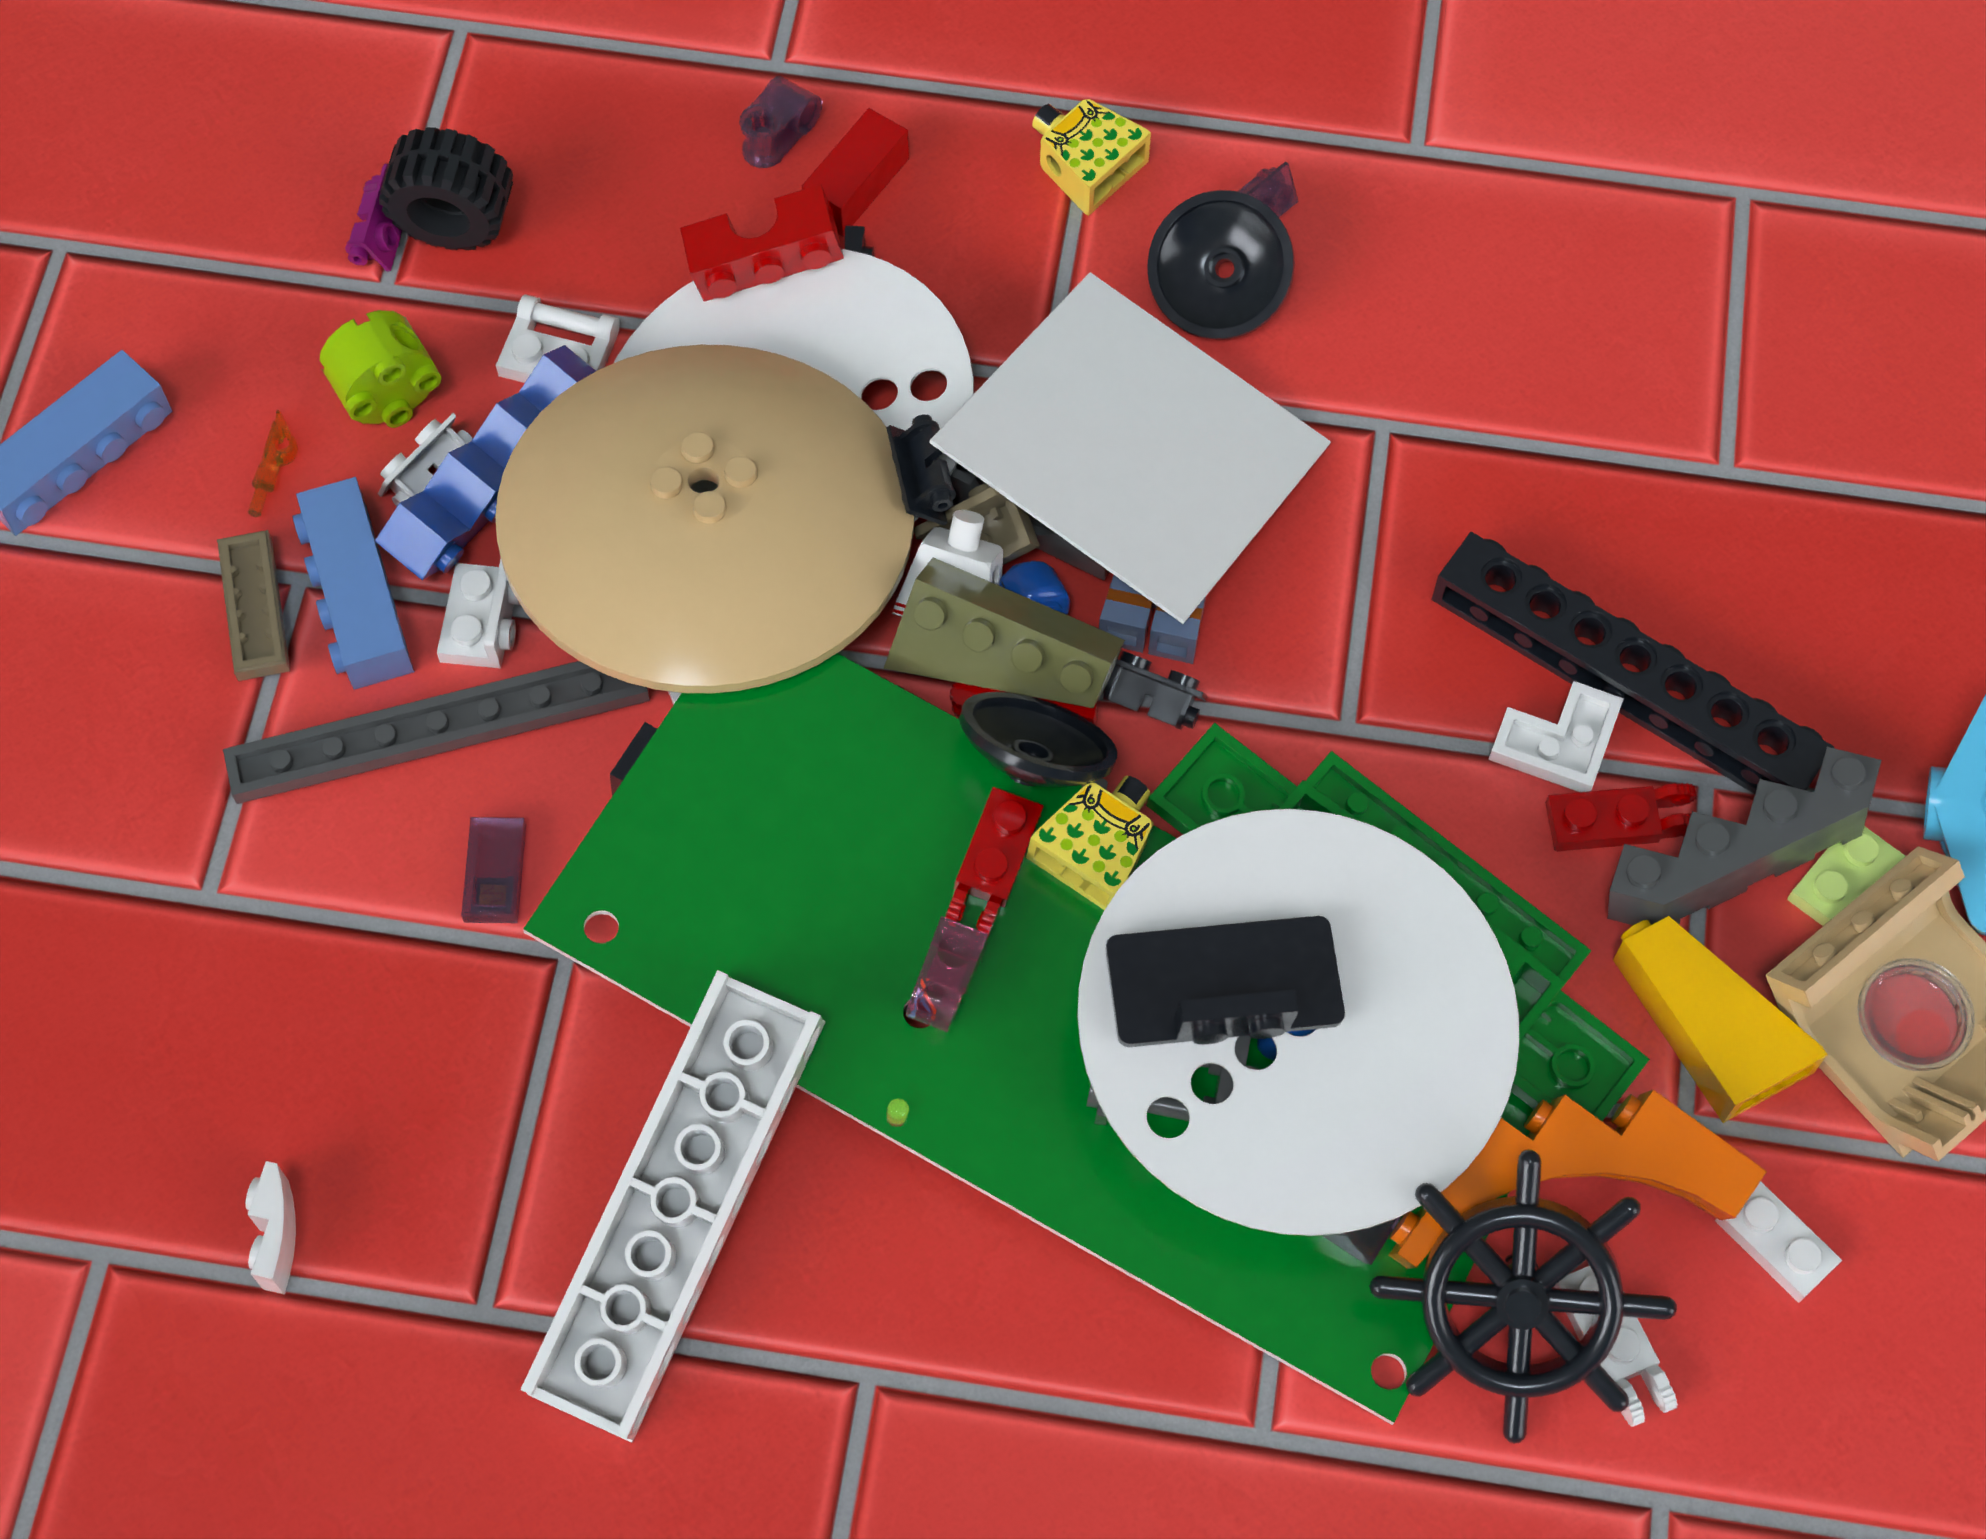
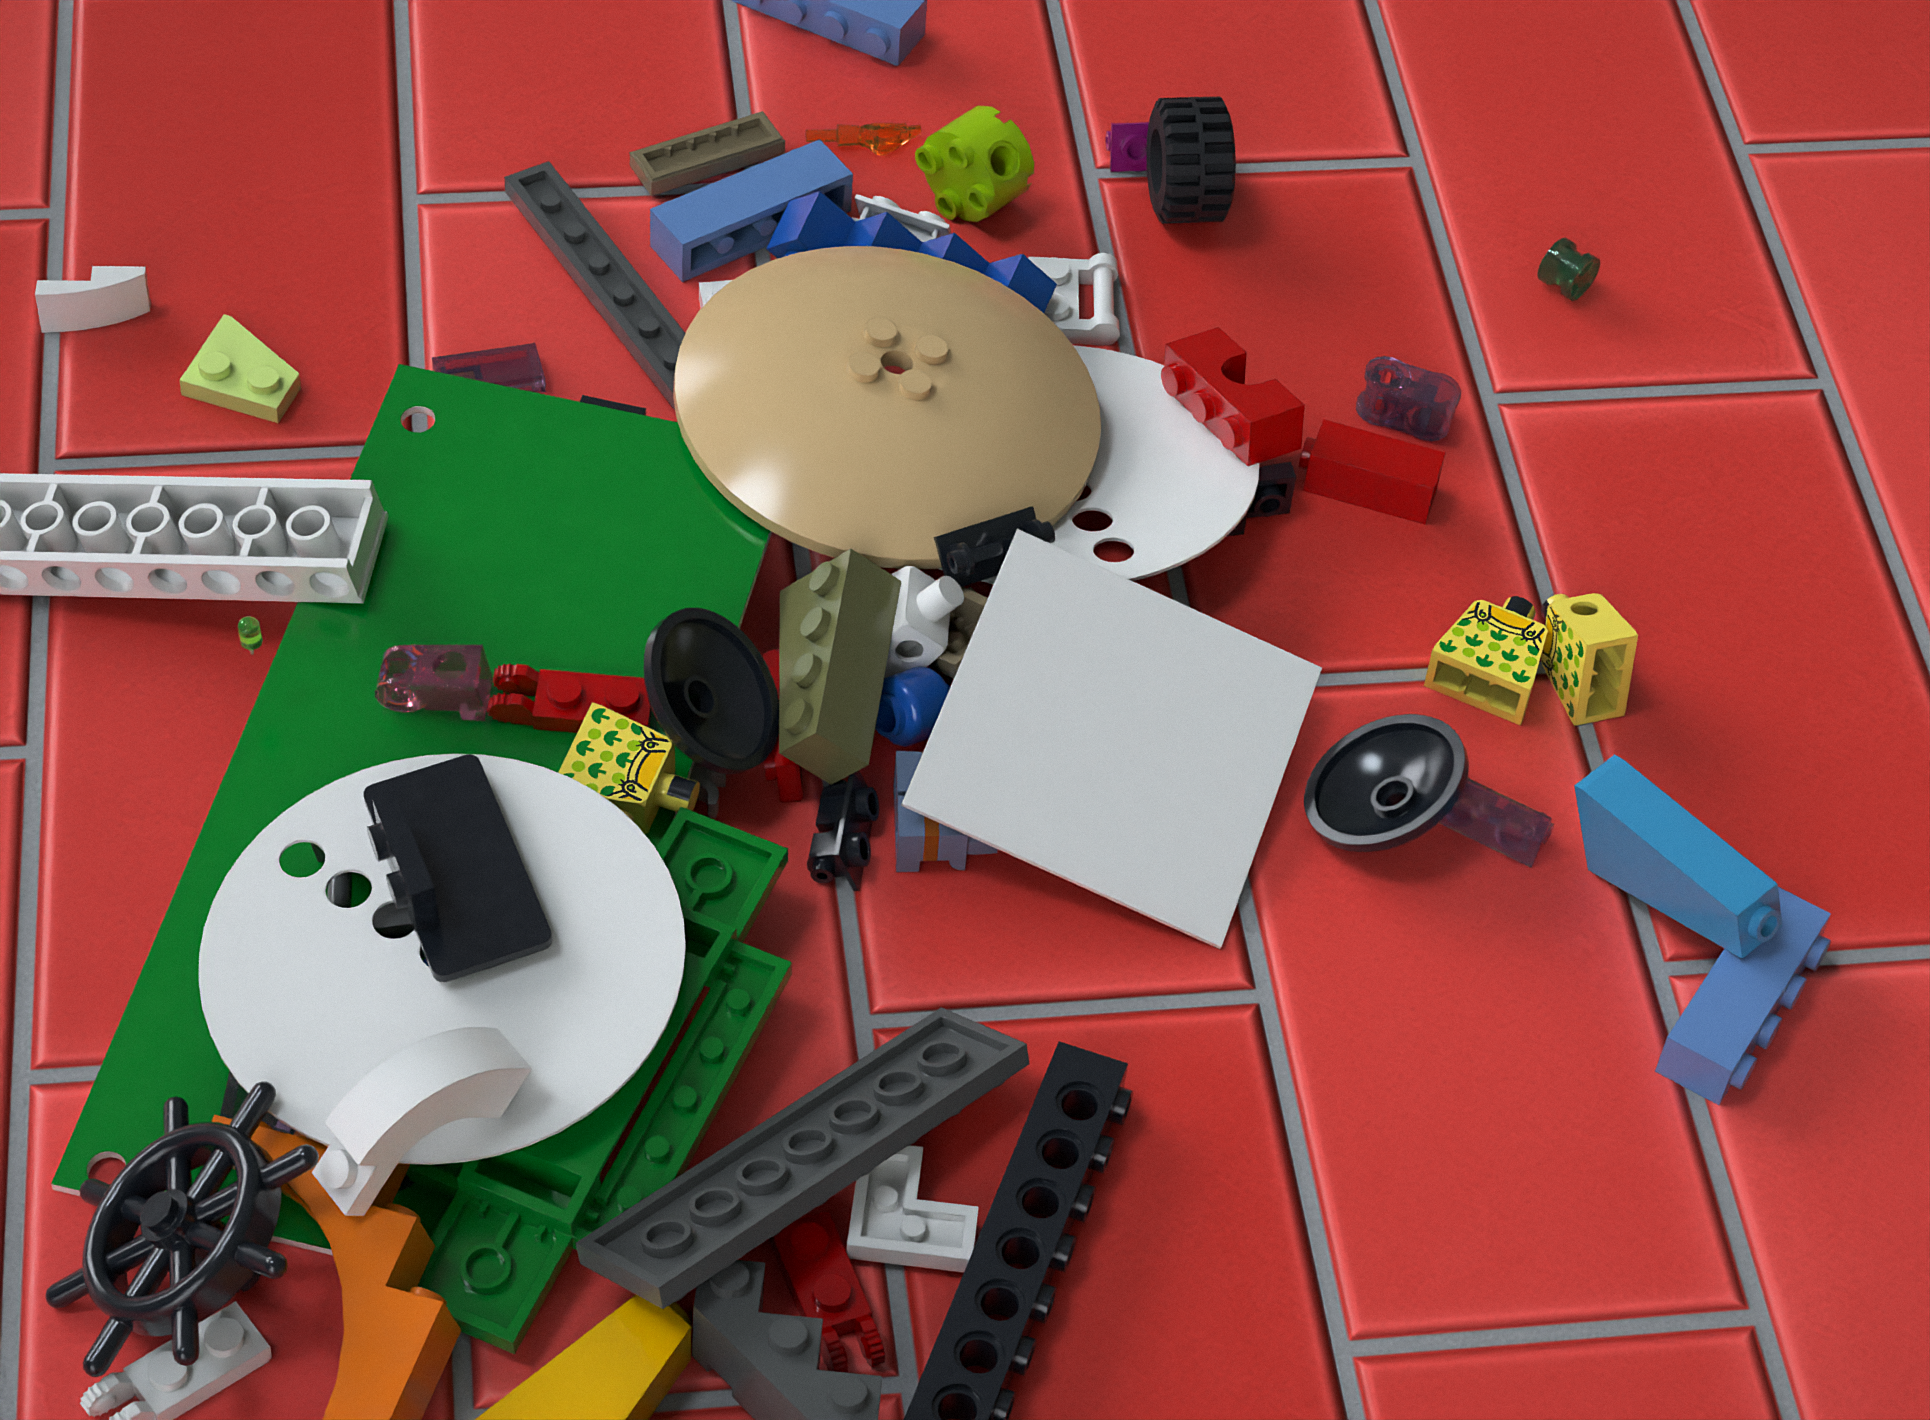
camera: 70 degrees right, 15 degrees down
(418, 1101) = (240, 374): none -> yellowish green wing
(1114, 74) = (1588, 656): none -> light yellow torso
(1367, 88) = (1673, 860): none -> dark azure slope
(1469, 96) = (1740, 1004): none -> medium blue brick
(1498, 1058) = (407, 1097): none -> white arch
(1525, 792) = (800, 1157): none -> dark grey plate

